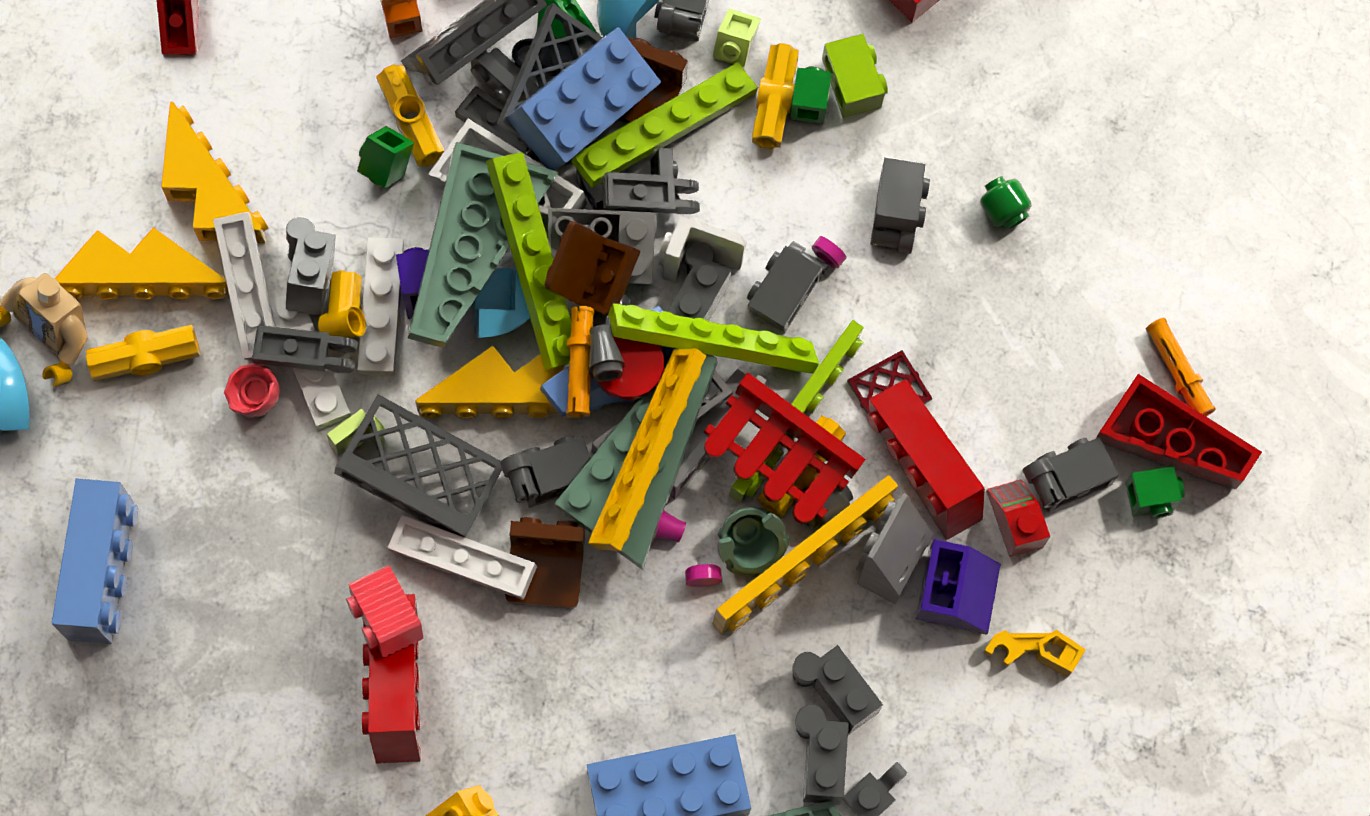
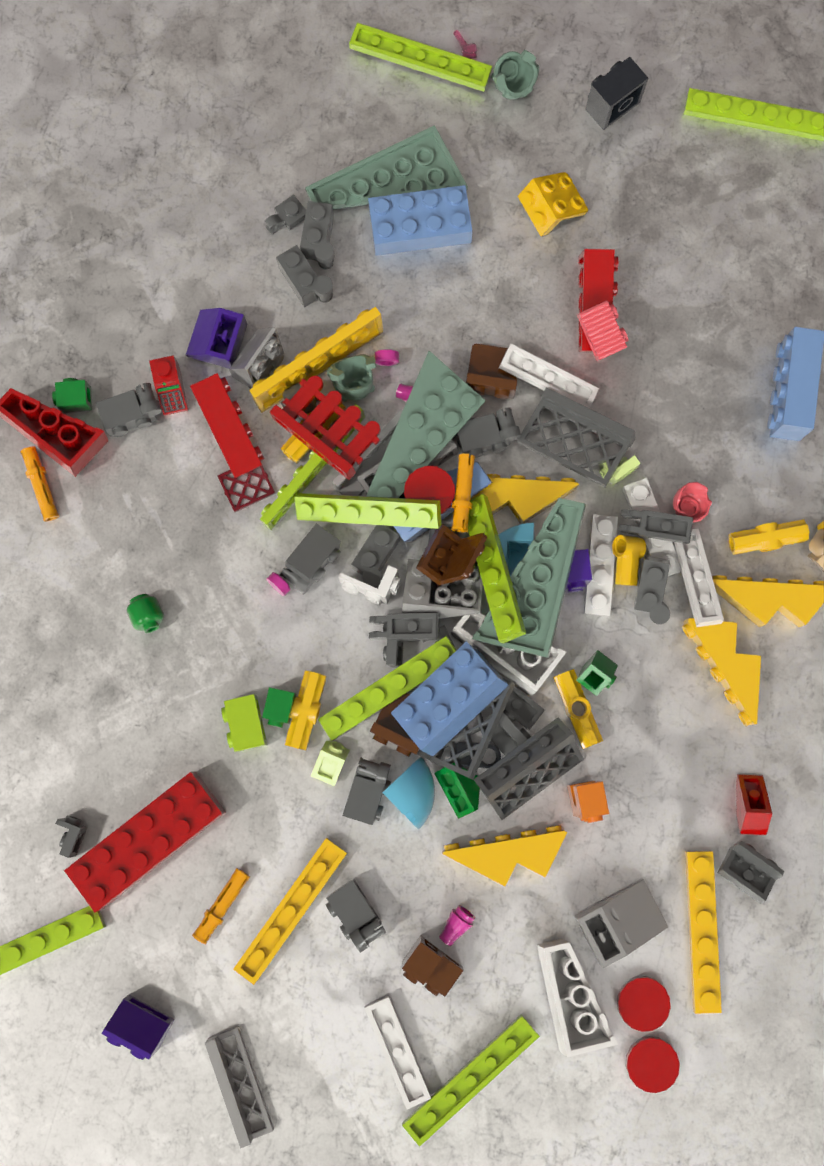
camera: 170 degrees left, 10 degrees up
(605, 357) = (446, 490): dark grey cone -> none
(647, 450) = (419, 423): yellow plate -> none
(898, 204) = (223, 616): dark grey hinge -> none
(1019, 643) = (150, 289): yellow piece -> none

